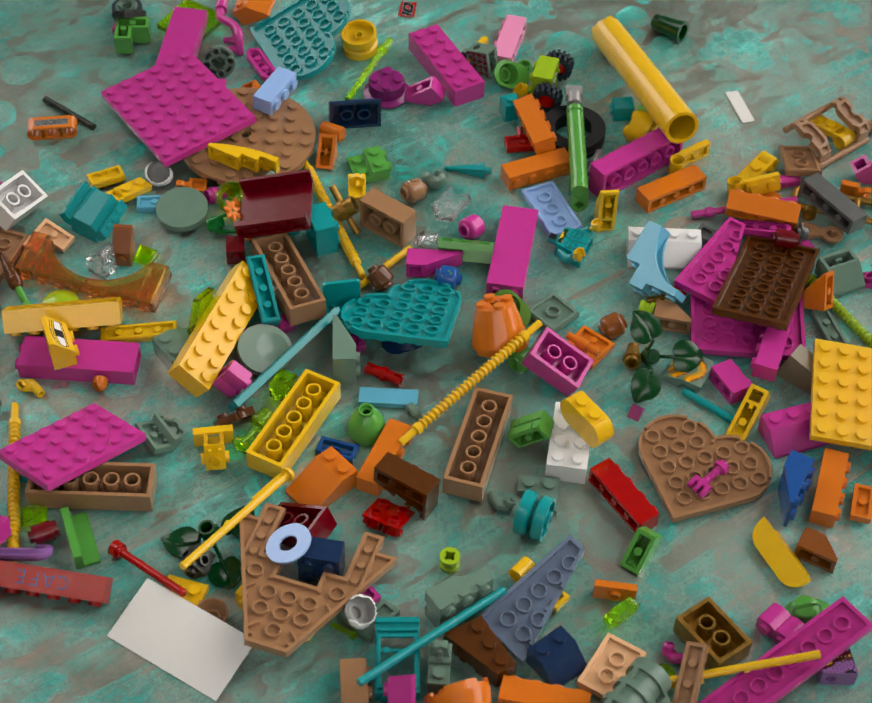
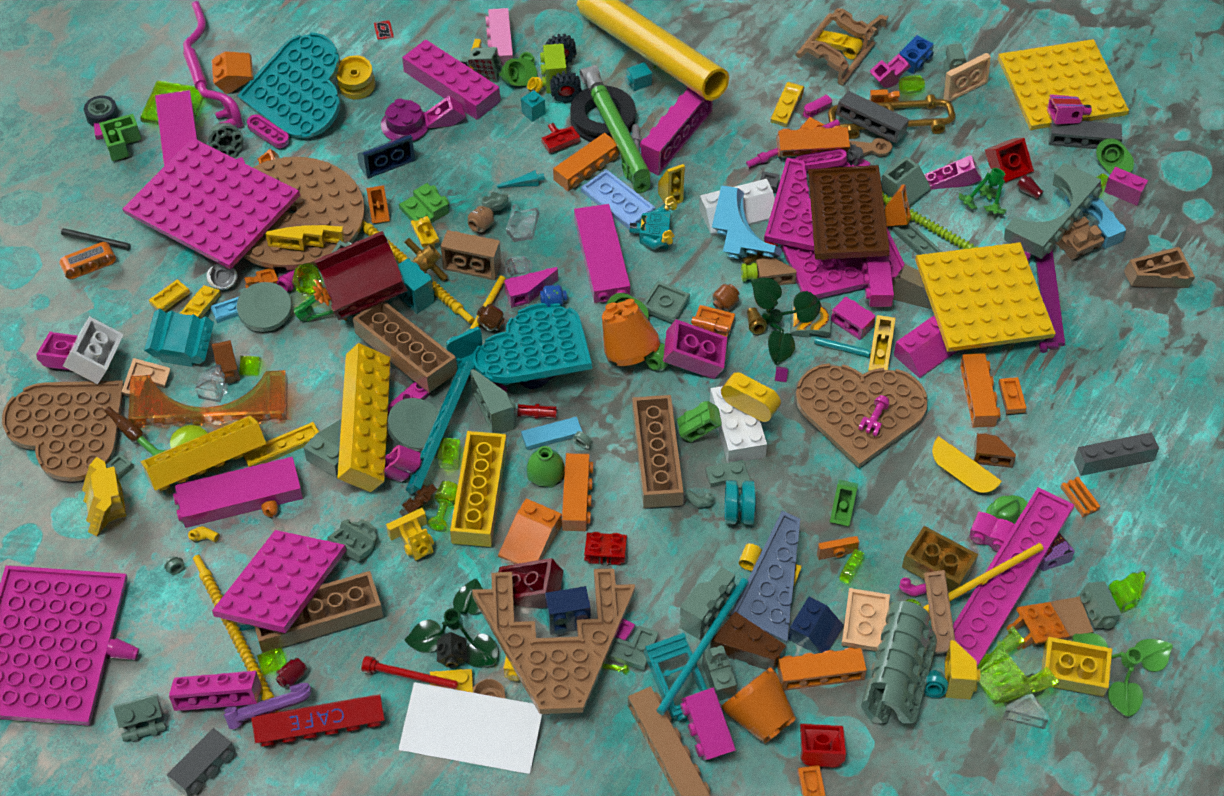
camera: 20 degrees left, 5 degrees up
(59, 343) = (218, 483): yellow slope -> none
(80, 538) = (327, 666): bright green panel -> none
(128, 13) = (110, 115): pearl dark grey tile -> none
(199, 306) = (337, 405): clear neon green tile -> none
(235, 250) = (337, 332): dark red brick -> none
(263, 290) = (390, 365): teal slope -> none
(274, 90) = (302, 156): light blue brick -> none
(284, 557) = (544, 615): light blue gear -> none
(285, 474) = (495, 542): yellow bar -> none
(333, 129) = (372, 179): orange piece -> none
(337, 445) = (515, 504): blue tile -> none
(360, 611) = (627, 645): light grey hair -> none
(382, 50) = (380, 82): clear neon green bar -> none
(408, 482) = (613, 509): reddish brown wedge -> none
(417, 427) = (597, 453): yellow hose -> none
(447, 565) = (680, 575): lime wheel -> none
(471, 227) = (552, 239): dark pink head -> none
(472, 250) = (566, 262): bright green panel -> none
(534, 124) = (567, 117): orange brick -> none
(623, 495) = (807, 457): red brick -> none
(640, 125) = (667, 92): yellow brick -> none
(670, 188) = (718, 144): orange brick -> none
(688, 156) = (718, 108): yellow plate -> none
(740, 106) = (744, 42): white sticker -> none
(758, 184) = (793, 119): yellow plate -> none
(785, 238) = (845, 164): dark red brick -> none
(794, 483) = (950, 398): blue slope -> none
(799, 160) = (822, 82): medium nougat tile -> none

